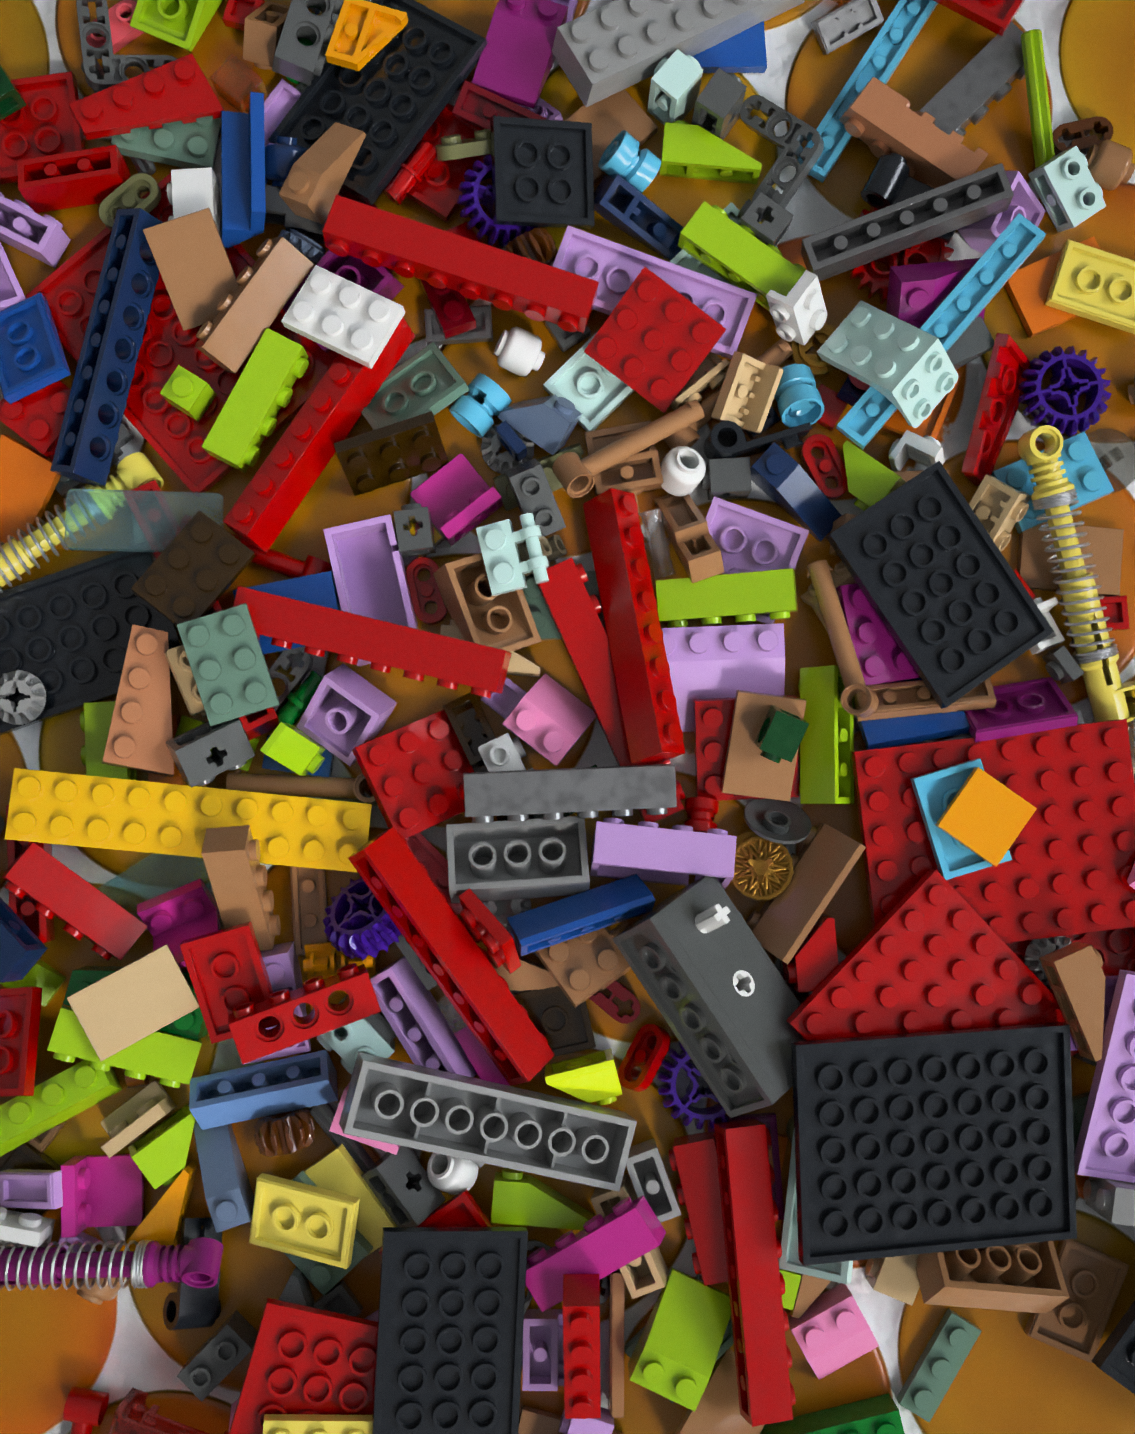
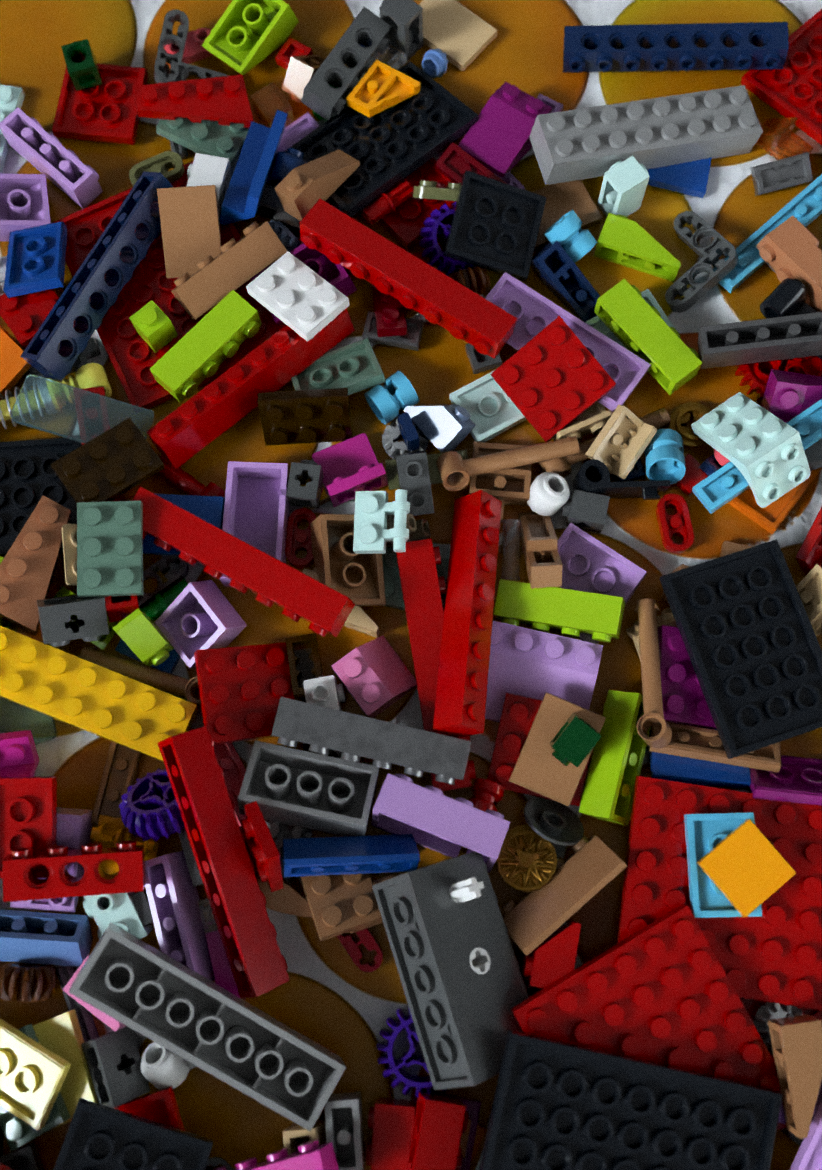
camera: 25 degrees right, 10 degrees down
(71, 178) = (117, 143): red brick -> none
(240, 882) = (59, 740): medium nougat brick -> none
(507, 701) = (341, 645): lavender tile -> none
(519, 351) = (437, 363): white head -> none
(529, 1202) = (228, 1119): lime slope -> none
(556, 1018) = (306, 956): dark brown plate -> none
(586, 1077) = (314, 1013): neon yellow slope -> none
(644, 1057) = (372, 1009): red plate -> none
(719, 104) = (657, 208): dark grey brick -> none
(764, 208) = (673, 306): dark grey brick -> none
(794, 491) = (641, 535): dark blue slope -> none
(800, 311) = (684, 385): white bracket -> none
(867, 477) = (709, 538): lime slope -> none
(923, 450) = (758, 527): white bracket -> none

